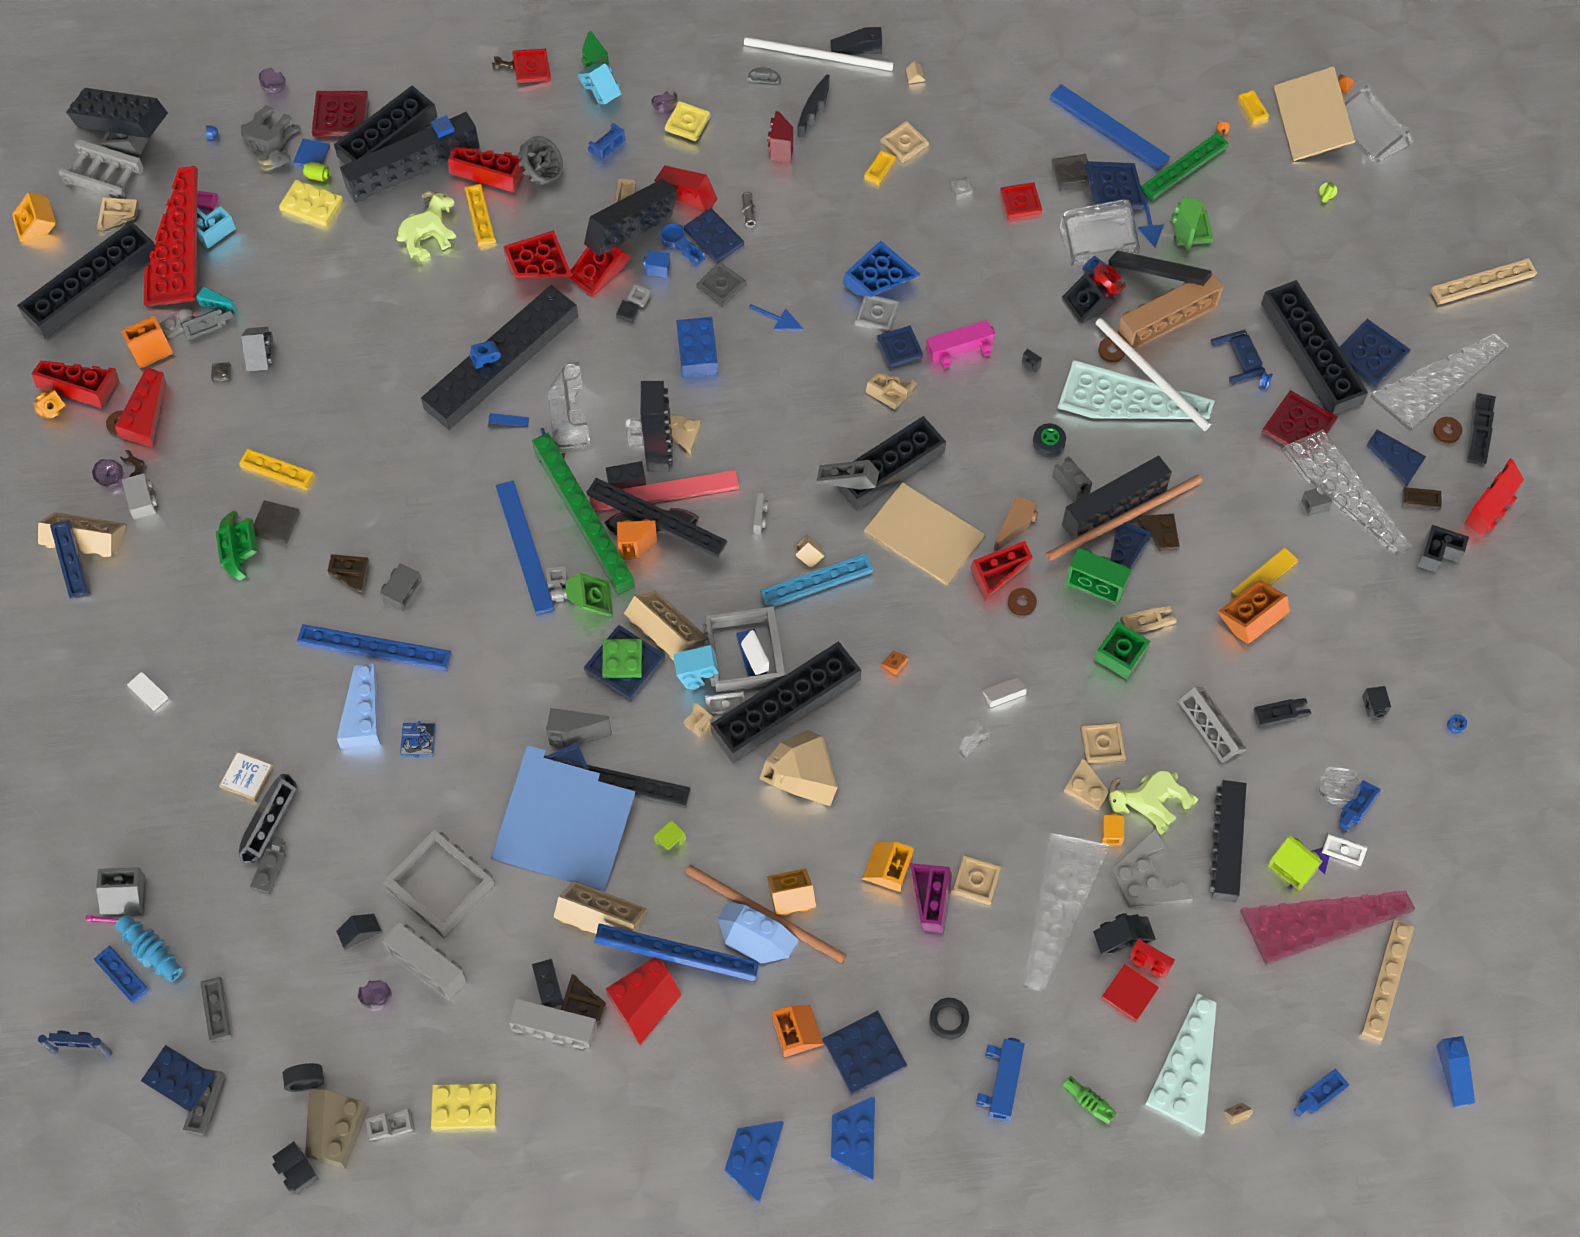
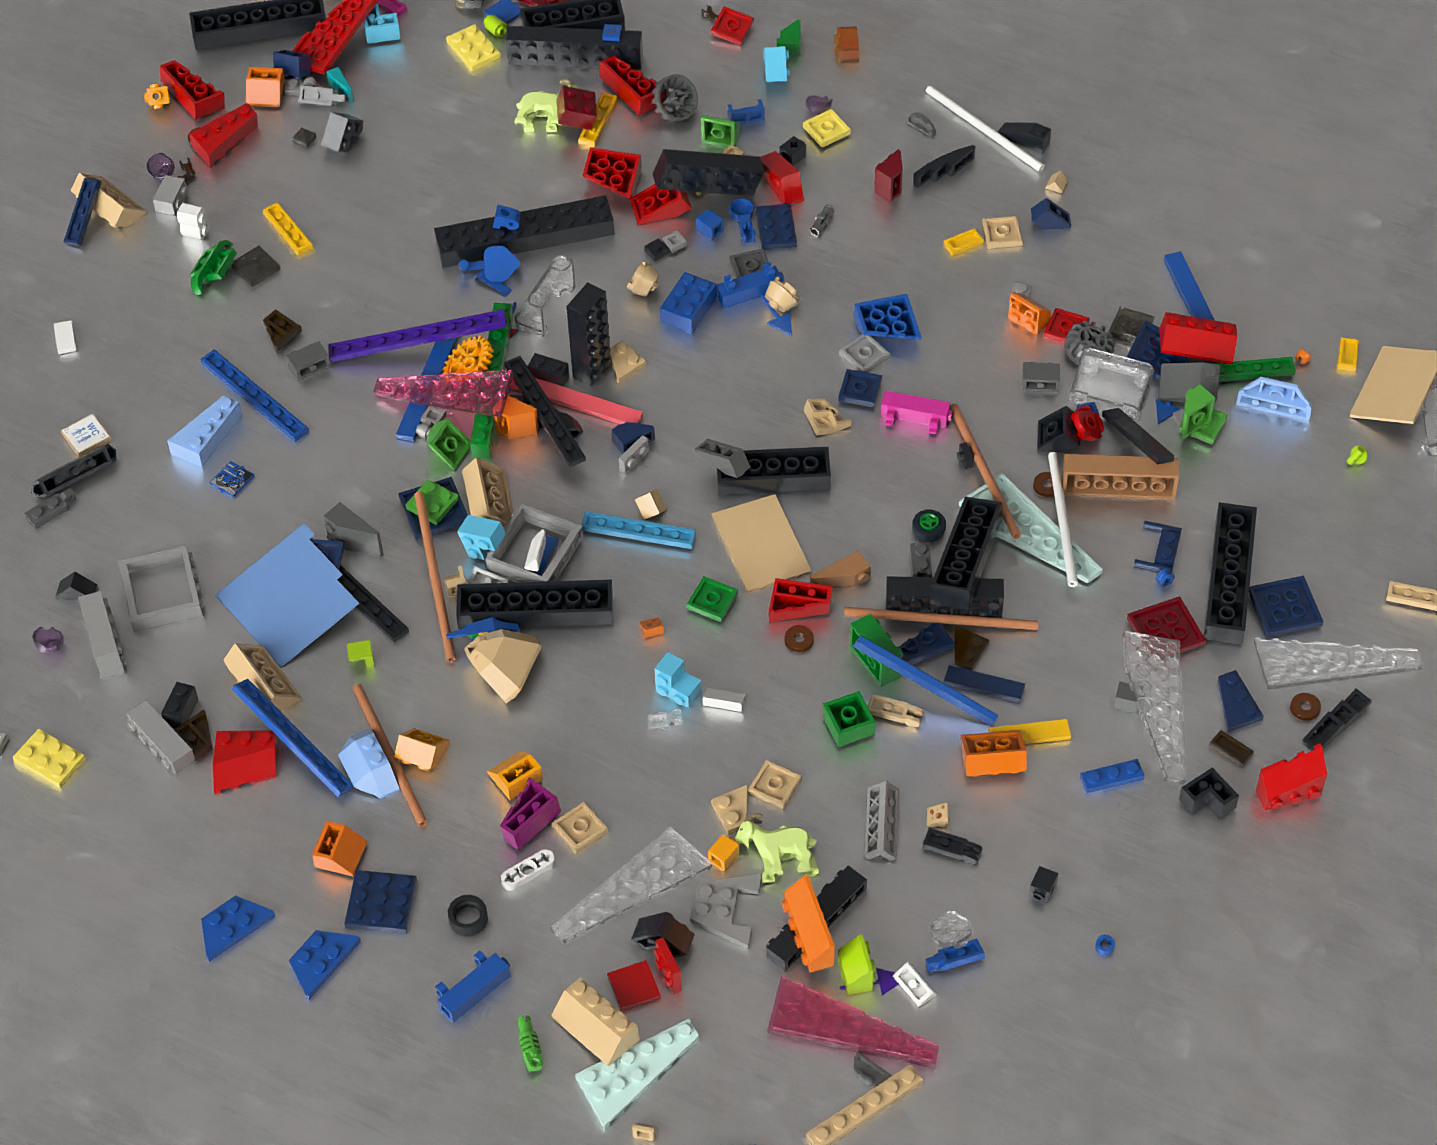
camera: 35 degrees right, 10 degrees down
(159, 303) = (293, 63): none -> dark blue brick
(186, 511) = (192, 221): none -> white brick
(460, 214) = (576, 107): none -> dark red brick
(486, 509) = (417, 335): none -> dark purple plate
(503, 400) = (497, 263): none -> blue piece
(552, 509) = (470, 356): none -> light orange gear
(578, 539) = (466, 392): none -> clear pink wing
(600, 171) = (719, 131): none -> bright green slope
(644, 346) = (644, 280): none -> tan cone
(645, 33) = (847, 44): none -> clear orange brick
(676, 154) = (793, 150): none -> black brick
(680, 726) = (434, 576): none -> nougat piece
(737, 303) = (746, 287): none -> blue brick
(743, 498) = (628, 433): none -> dark blue slope
(762, 750) = (482, 627): none -> blue animal
(773, 298) = (781, 295): none -> tan cone
(926, 608) = (712, 599): none -> green plate
(934, 106) = (1050, 215): none -> dark blue slope
(959, 701) = (674, 682): none -> medium azure brick
(964, 930) = (525, 878): none -> white beam
(985, 204) = (1028, 313): none -> orange slope
(1037, 256) = (1041, 377): none -> dark grey brick
(1050, 205) = (1087, 336): none -> dark grey gear
(1062, 367) = (985, 471): none -> nougat piece
(1117, 450) = (966, 553): none -> black brick
(1130, 1046) = (595, 1022): none -> tan slope
(1140, 155) = (1198, 338): none -> red slope
(1158, 197) = (1180, 377): none -> dark grey slope
(1164, 581) = (925, 680): none -> blue tile
(1197, 554) = (984, 684): none -> dark blue tile
(1234, 175) = (1275, 397): none -> light blue wedge
(1242, 852) = (809, 925): none -> orange slope
(1251, 691) = (937, 815): none -> tan slope
(1353, 575) = (1112, 776): none -> blue plate
(1366, 946) = (868, 1071): none -> dark grey tile

